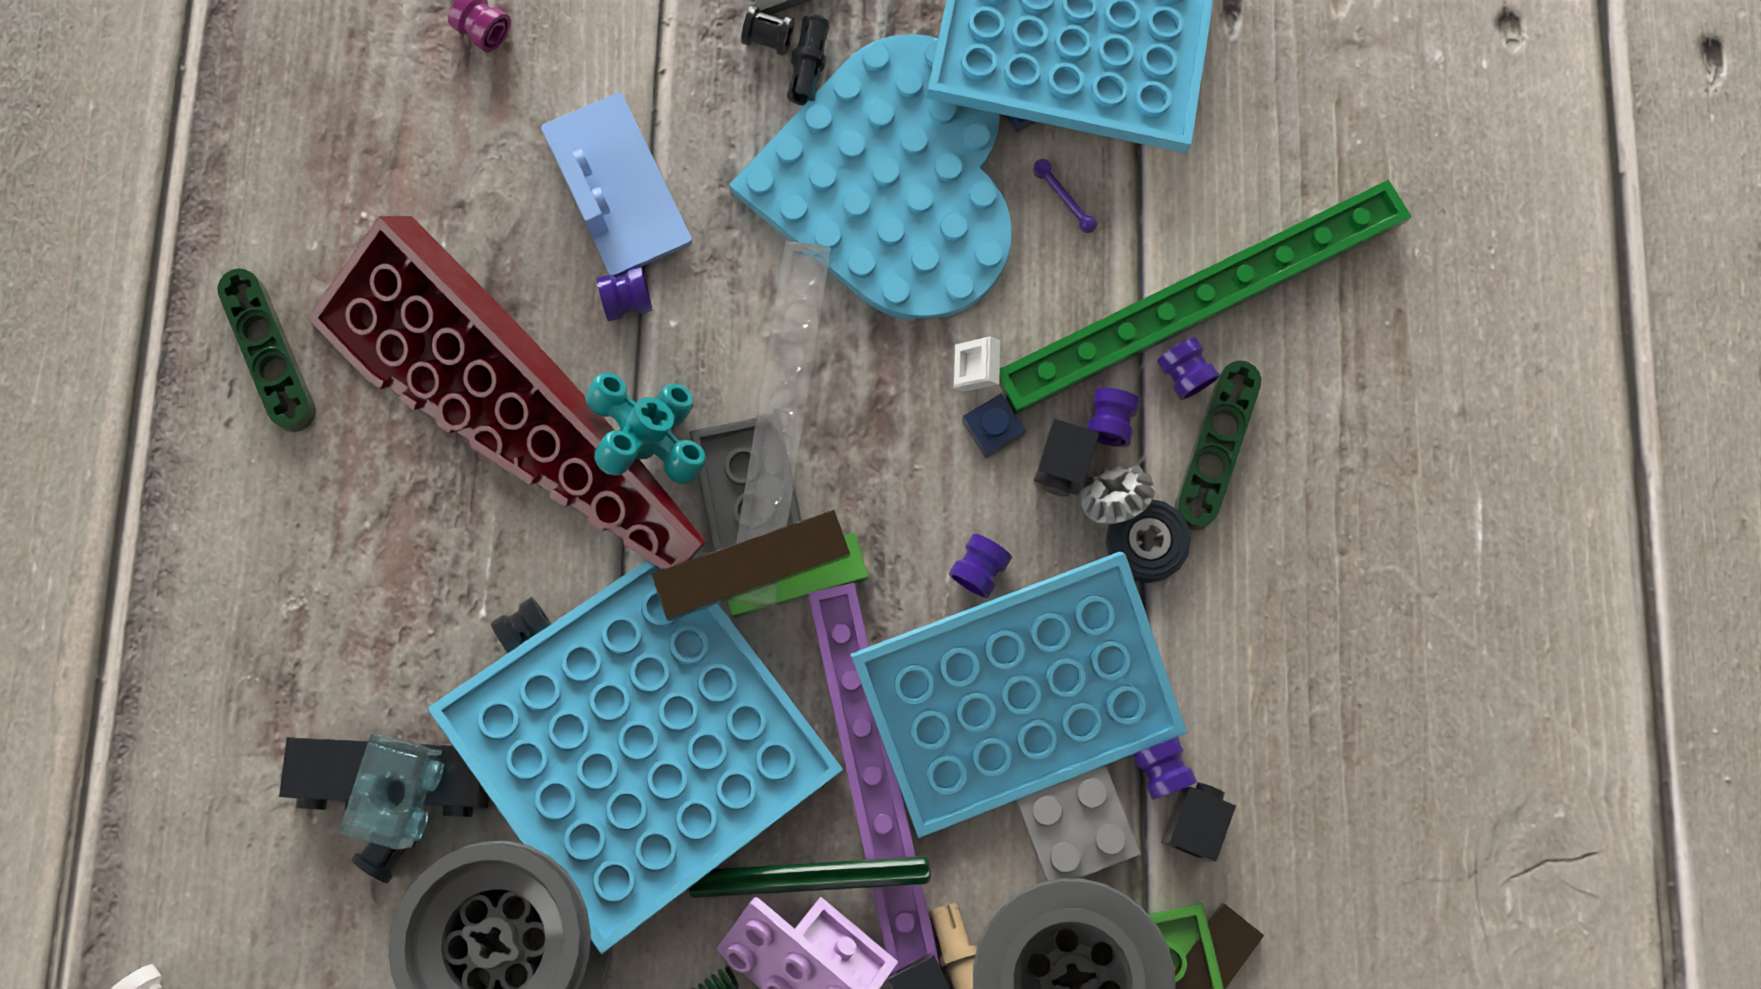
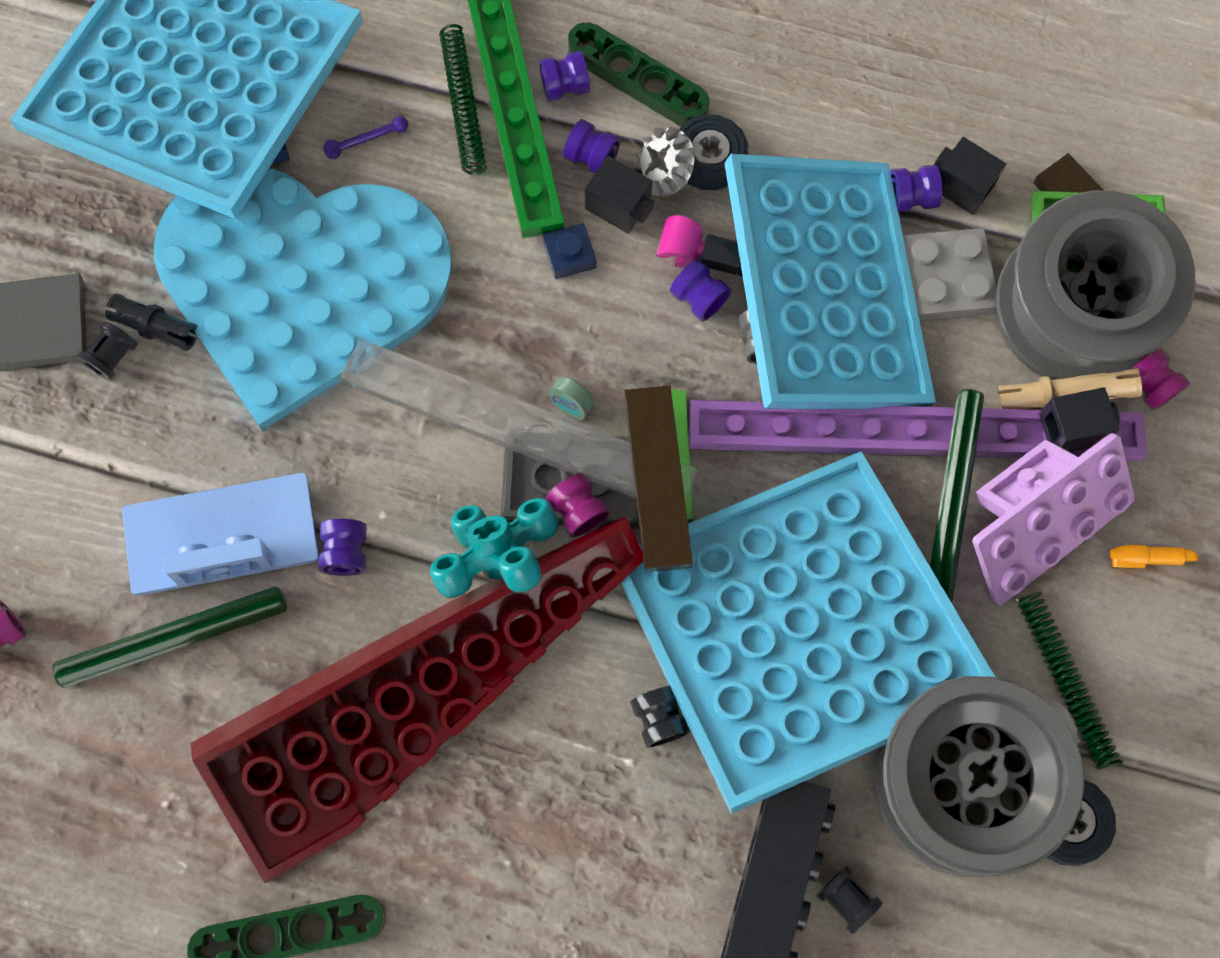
camera: 75 degrees left, 5 degrees down
(370, 812) = (837, 866): clear light blue brick -> none
(511, 172) = (169, 637): none -> dark green axle
(710, 496) = (577, 505): none -> magenta wheel
(829, 466) = (571, 398): none -> sand green tile
(977, 364) = (509, 246): white tile -> none
(1029, 536) = (683, 240): none -> piece
(1192, 253) = (461, 83): none -> dark green piece

